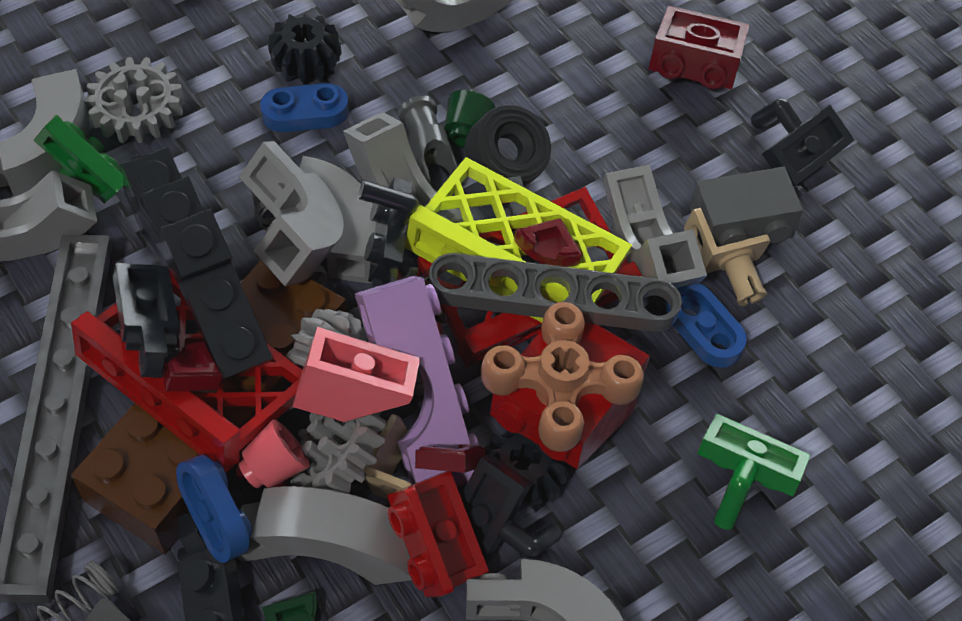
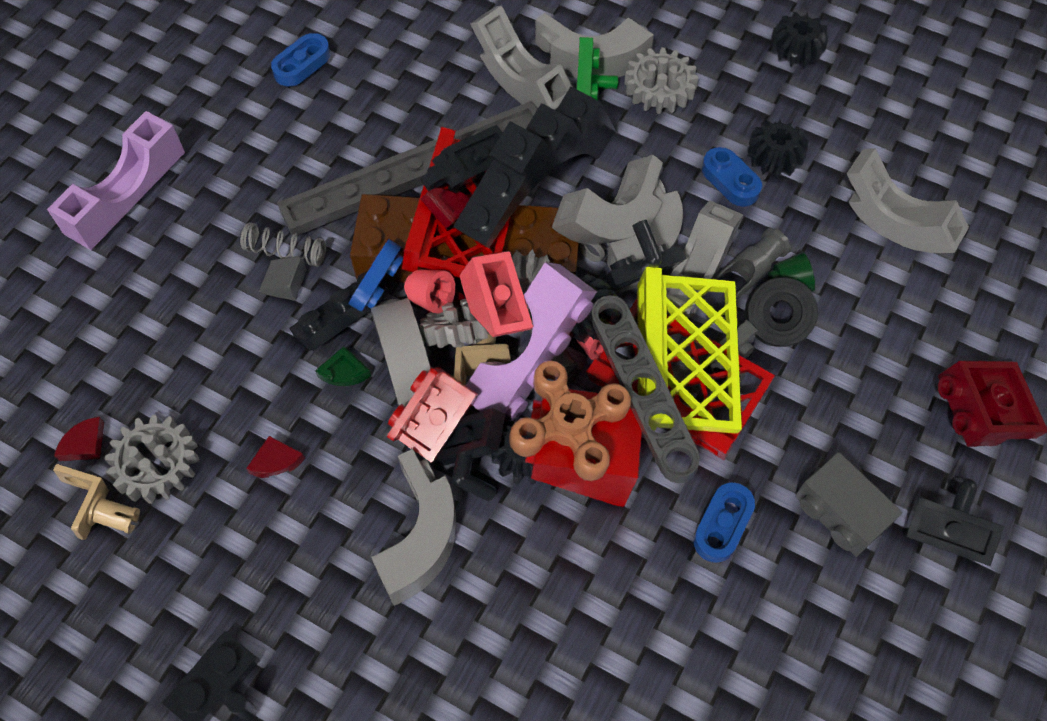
camera: 65 degrees right, 5 degrees up
(449, 459) = (483, 393): dark red tile -> none
(549, 243) = (694, 368): dark red tile -> none
(642, 223) = (758, 455): light grey arch -> none
(733, 258) = (796, 520): tan bracket -> none
(752, 458) = (626, 602): green plate -> none

